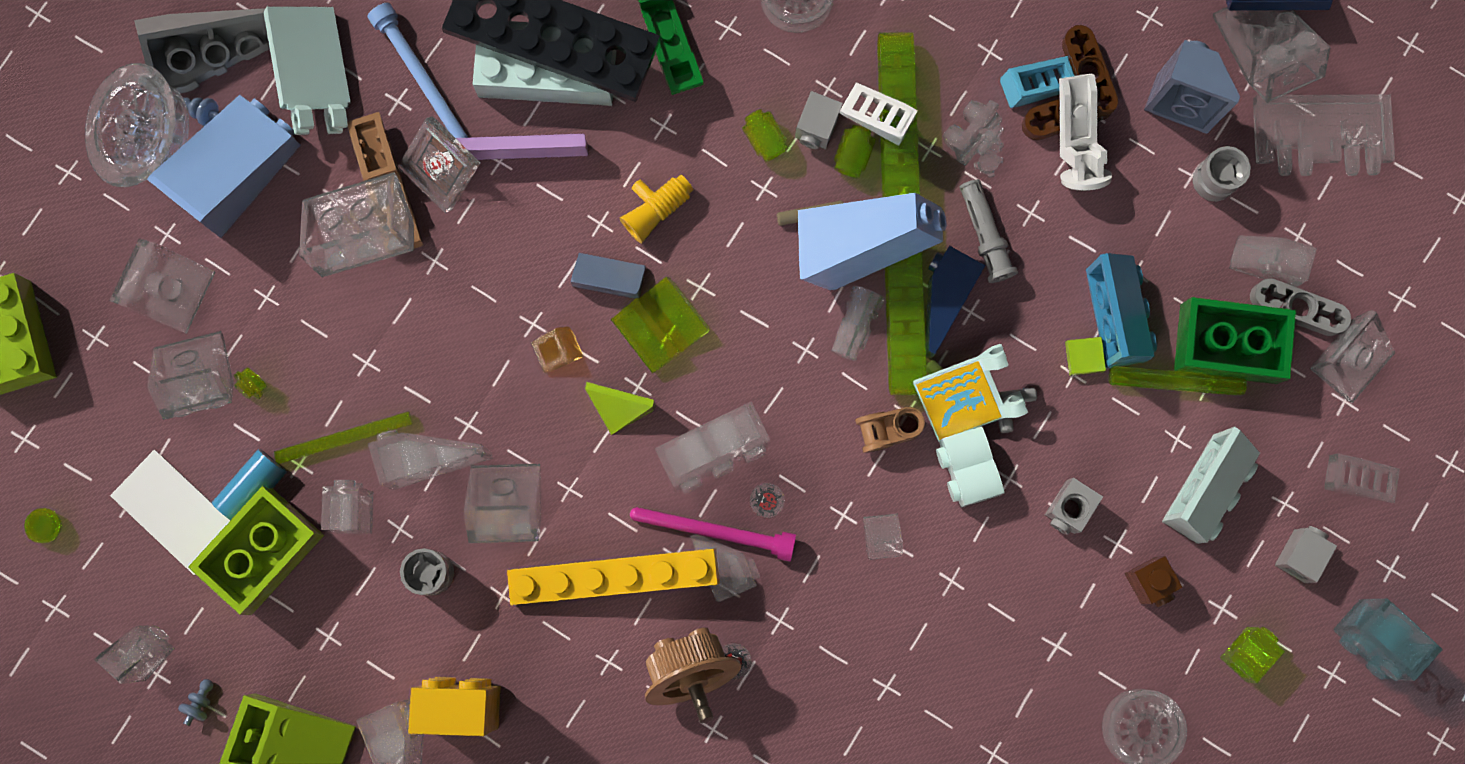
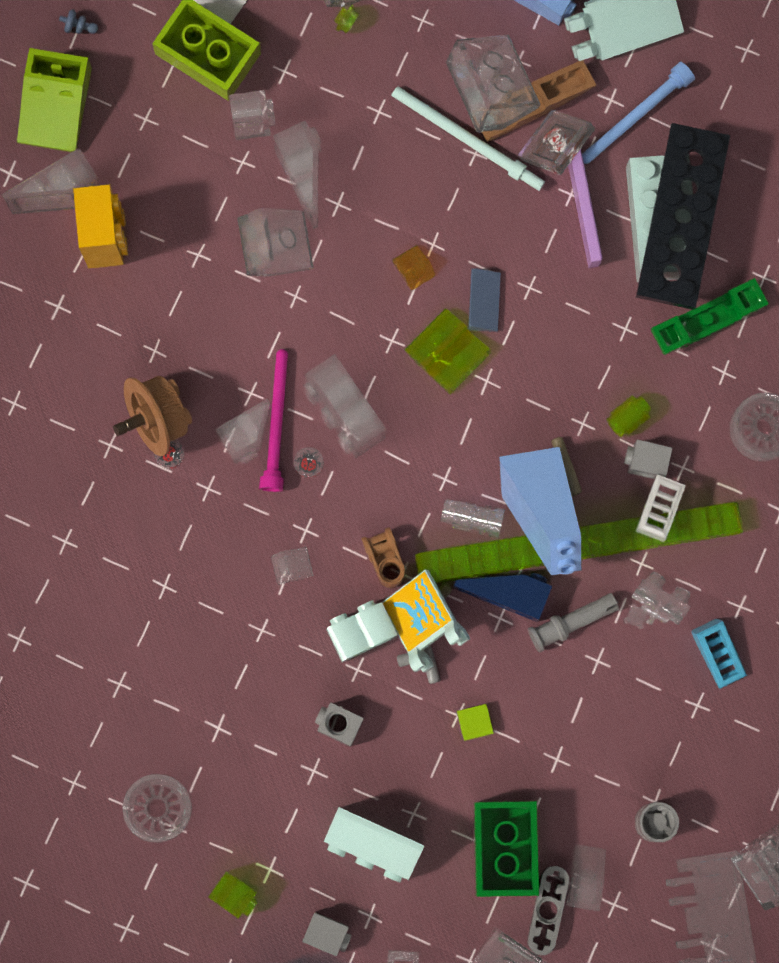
camera: 80 degrees right, 0 degrees up
(257, 472) = (271, 38): dark azure brick -> none
(343, 437) = (312, 103): clear neon green bar -> none
(426, 572) = (208, 188): light grey wheel -> none
(461, 217) = (515, 168): none -> light aqua bar
(613, 576) = (225, 341): yellow plate -> none
(618, 407) = (369, 324): lime slope -> none
(657, 206) = (551, 332): yellow piece -> none
(854, 151) = (626, 495): clear neon green brick -> none
(1073, 52) = (707, 694): reddish brown beam -> none
(1079, 135) = (669, 690): white piece -> none
(1120, 310) = (518, 747): dark azure slope -> none
(1154, 581) = (283, 801): reddish brown brick -> none
(1176, 381) = (464, 802): clear neon green axle -> none
(1193, 88) = (727, 778): sand blue slope -> none

